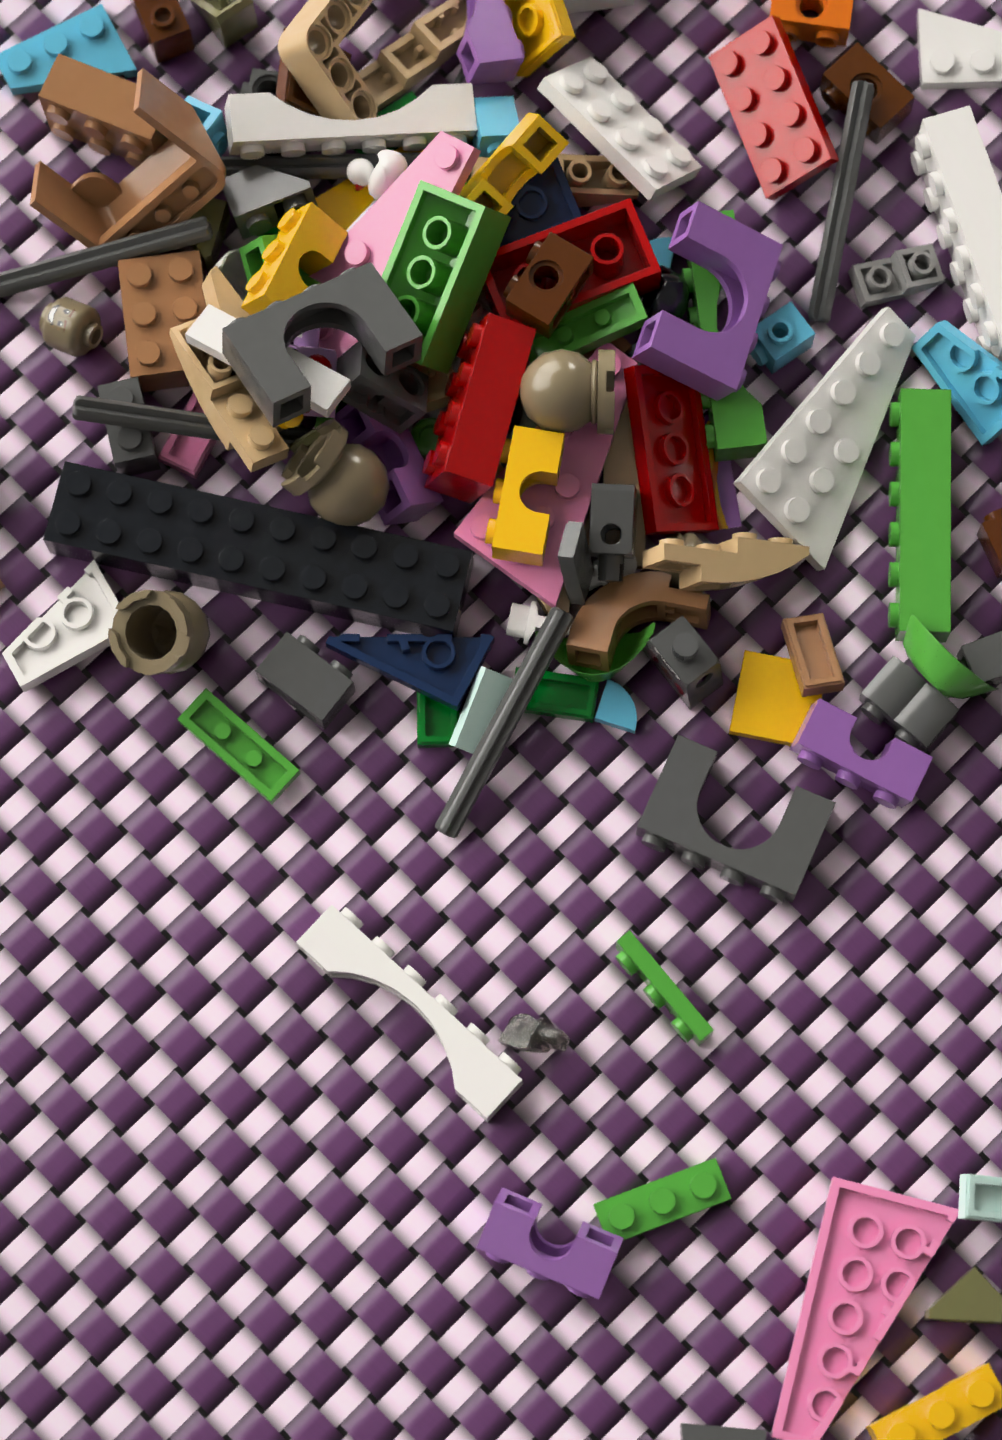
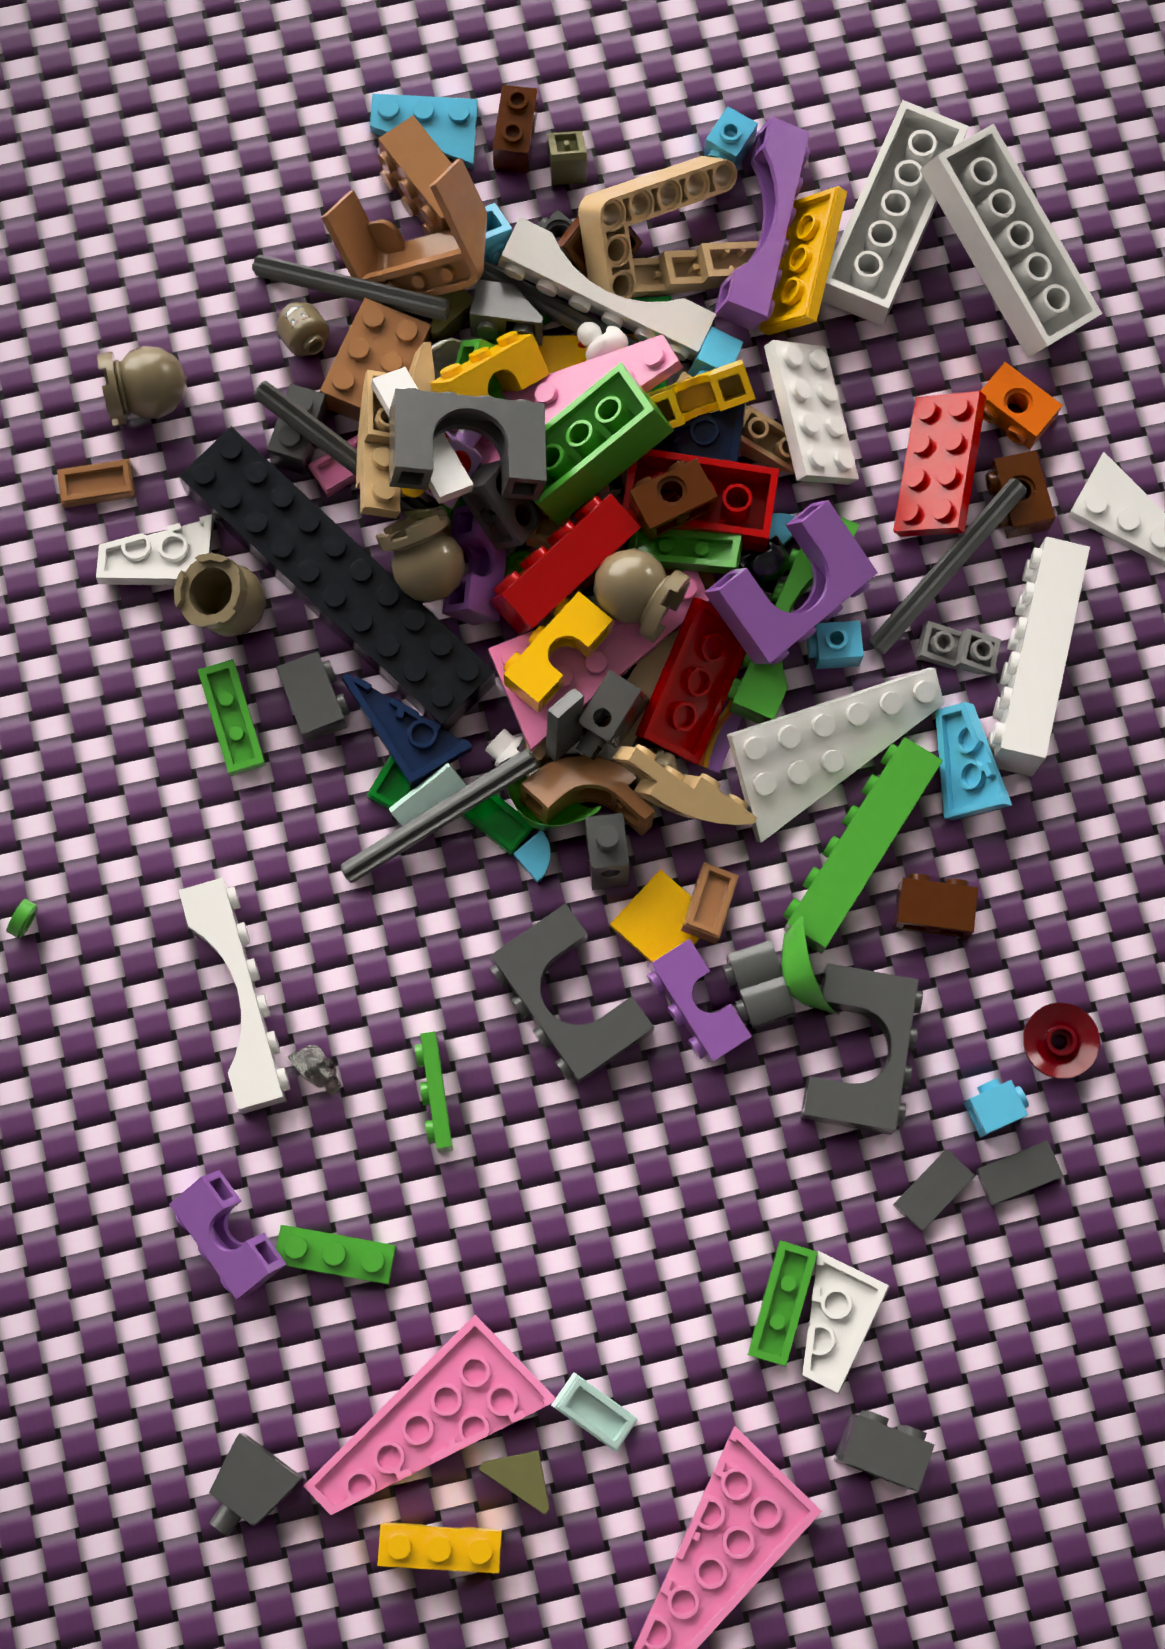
camera: 25 degrees right, 0 degrees up
(156, 1061) = (22, 918): none -> bright green tile

